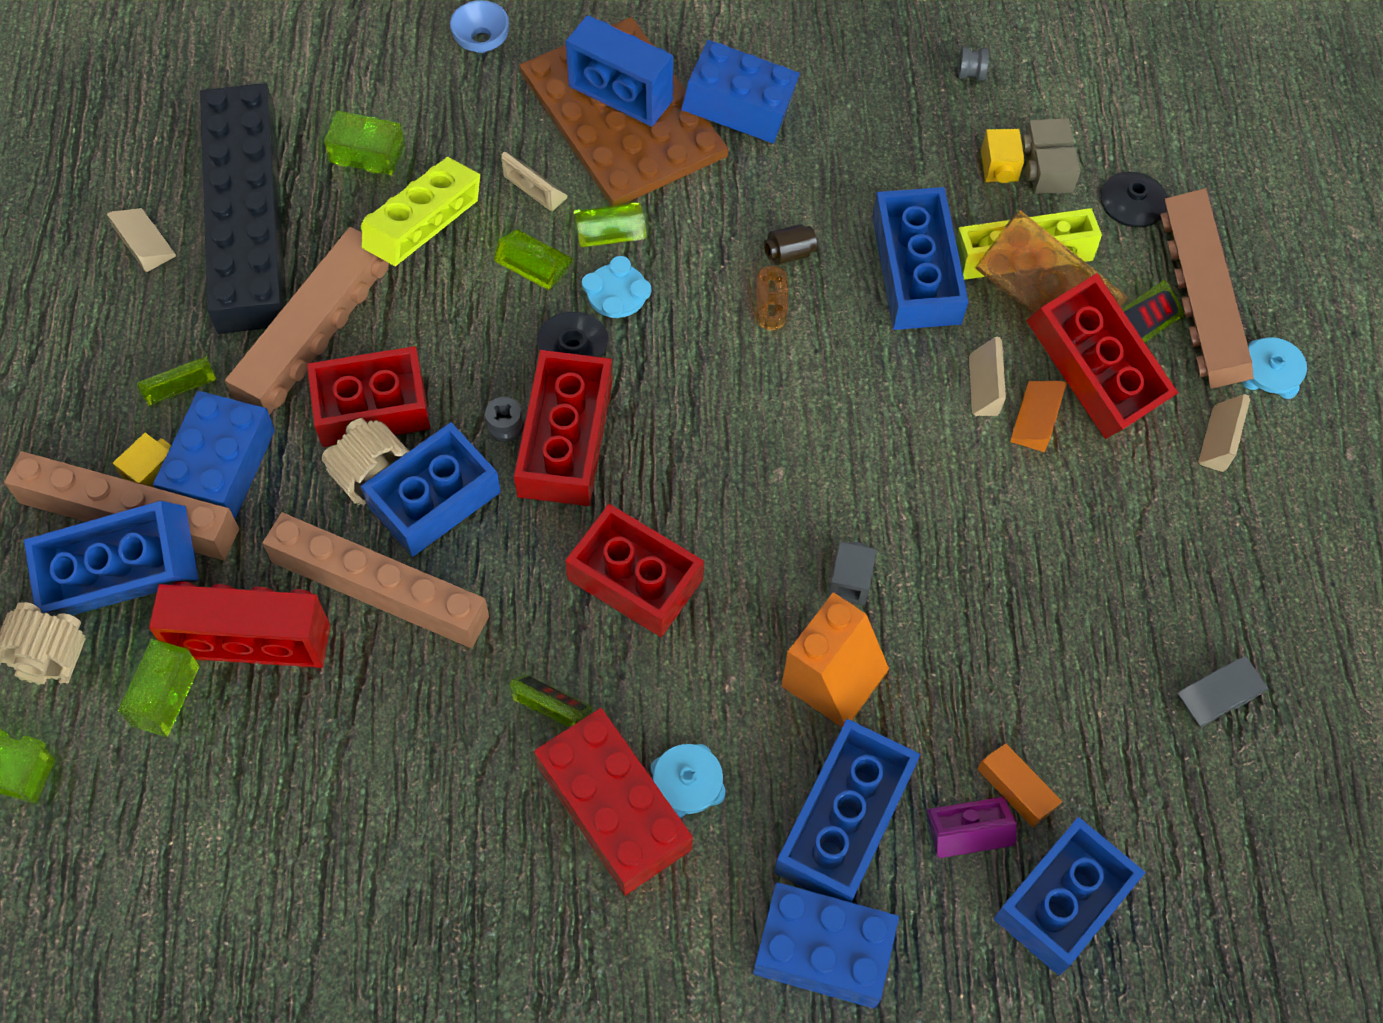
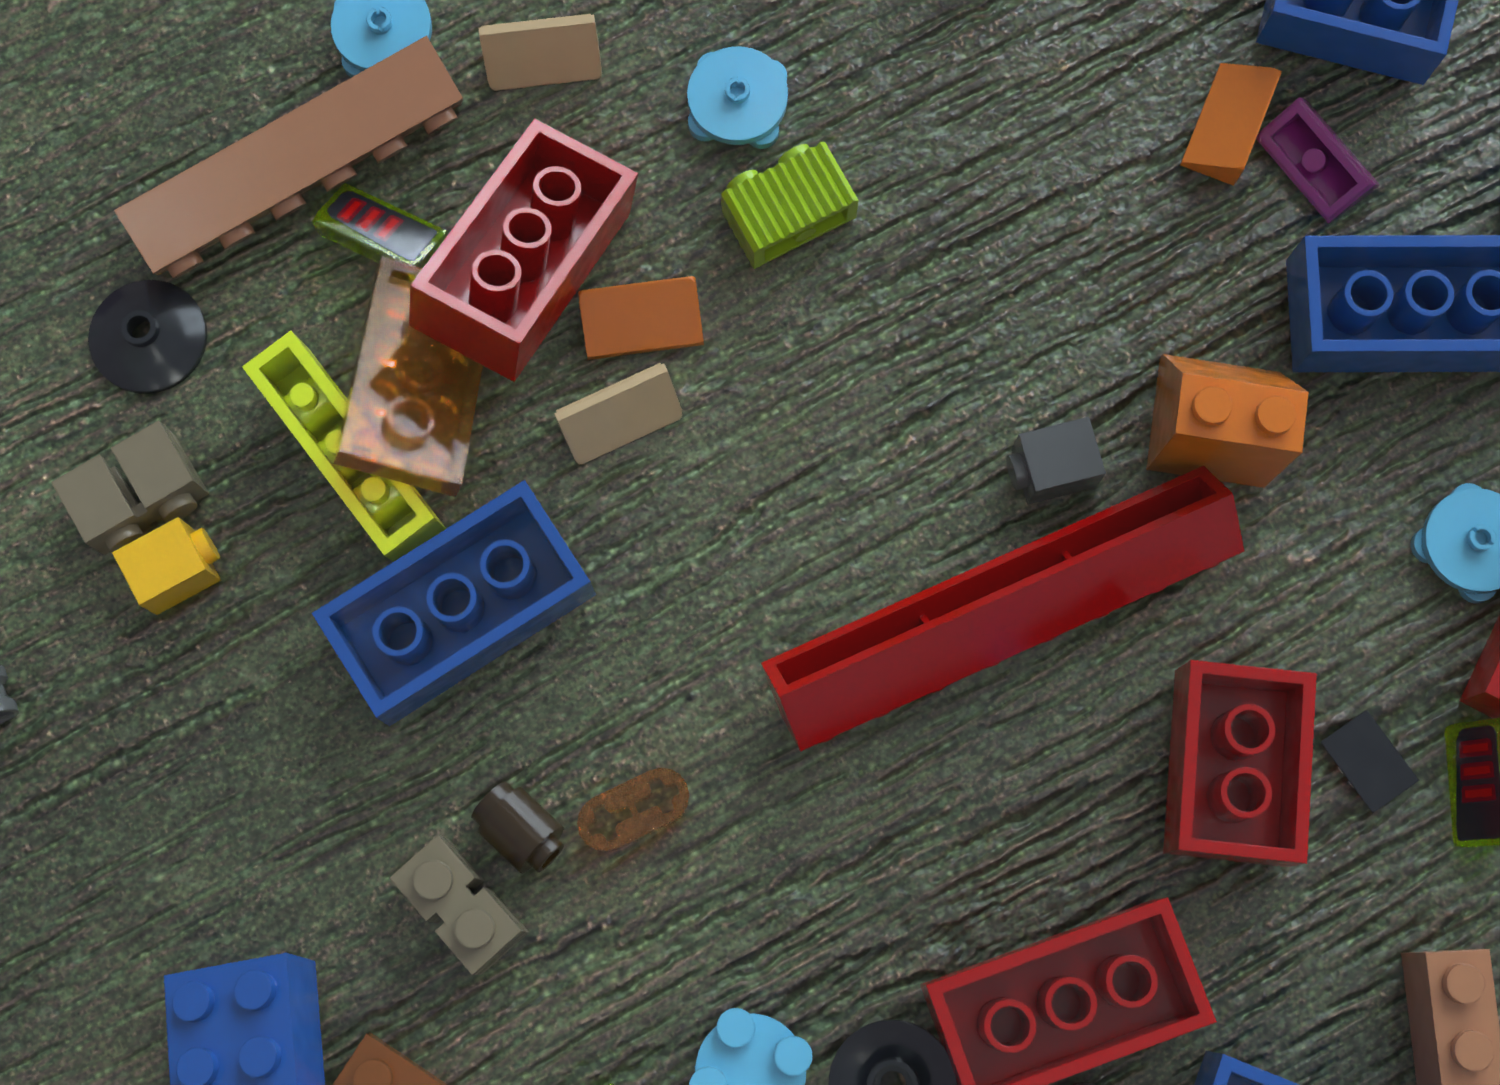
camera: 115 degrees left, 15 degrees up
(597, 653) = (1369, 761): none -> black piece
(751, 201) = (474, 926): none -> dark tan piece
(783, 505) = (1004, 607): none -> red brick
(1074, 511) = (788, 203): none -> lime brick
(1154, 522) = (737, 97): none -> medium azure piece

